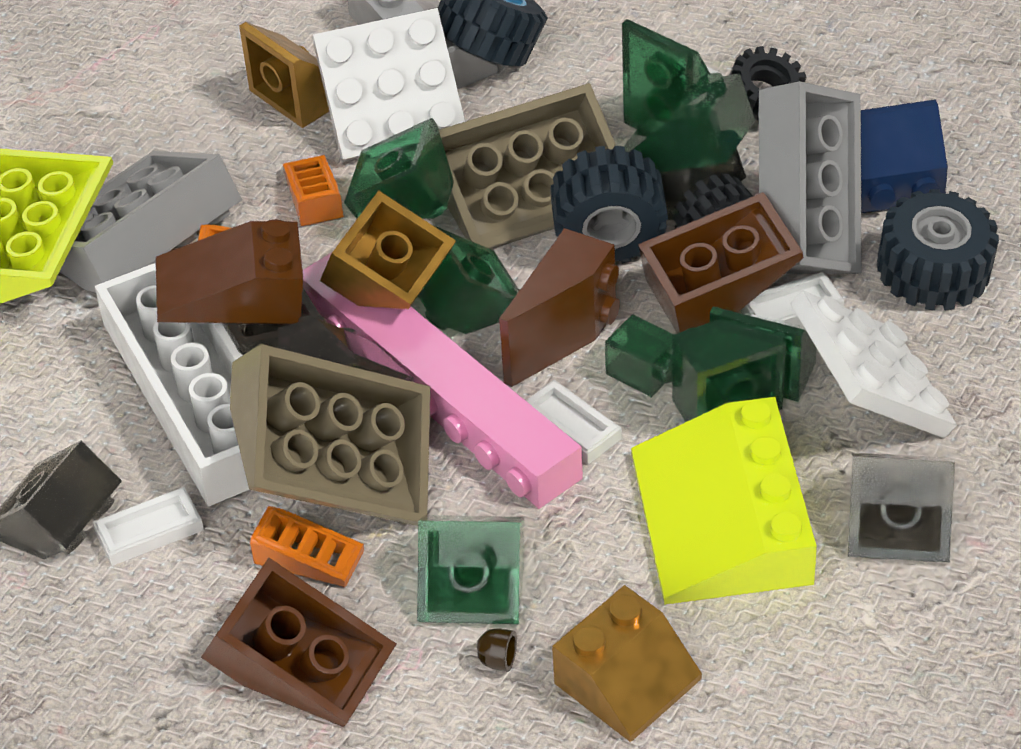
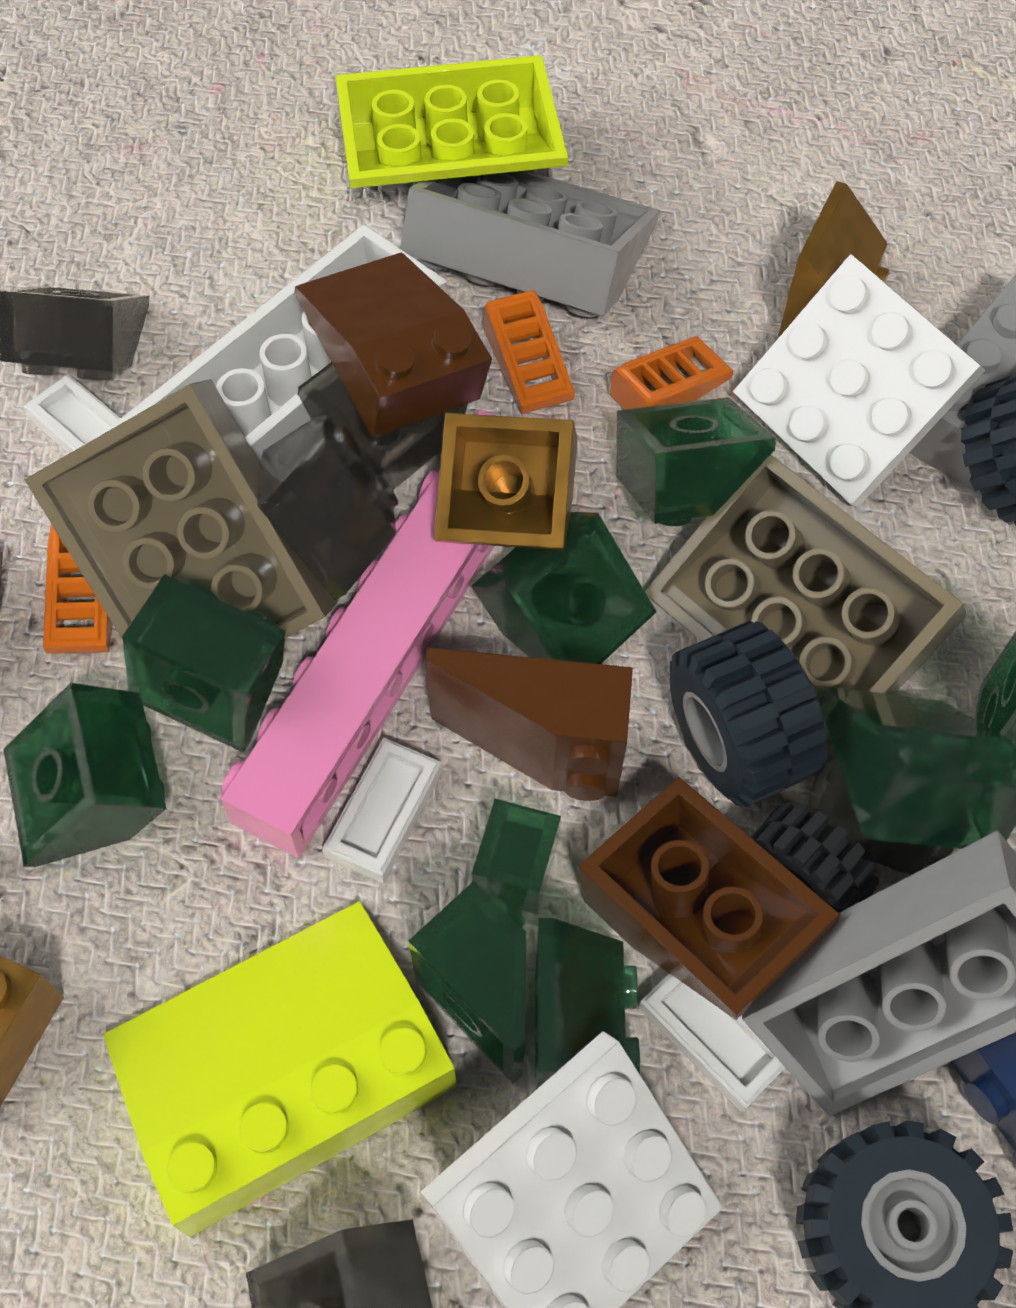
camera: 65 degrees right, 15 degrees up
(433, 457) = (203, 661): none -> clear green slope

